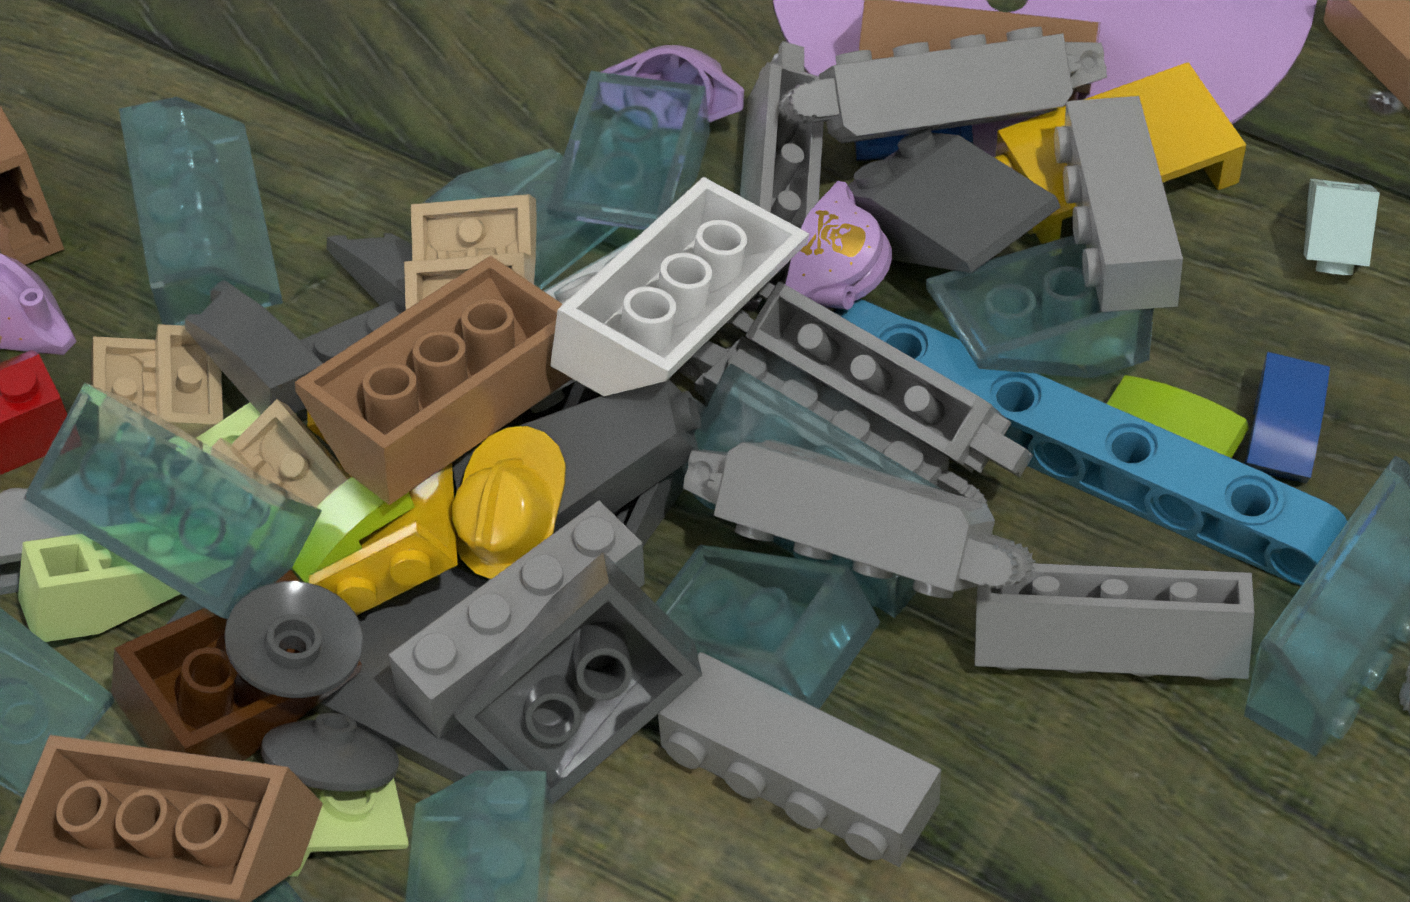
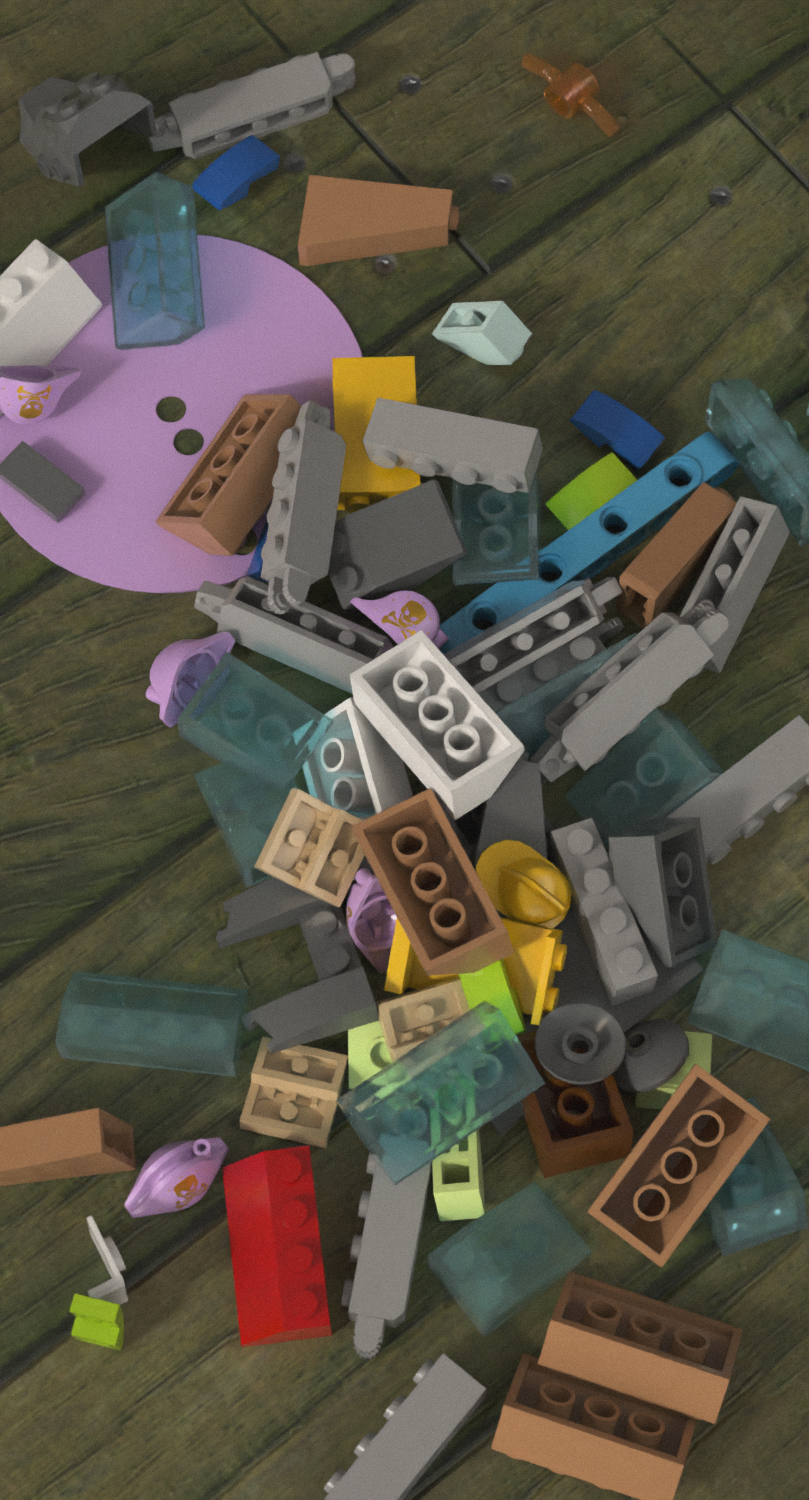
camera: 70 degrees left, 15 degrees up
(1096, 519) = (674, 555): none -> medium nougat slope

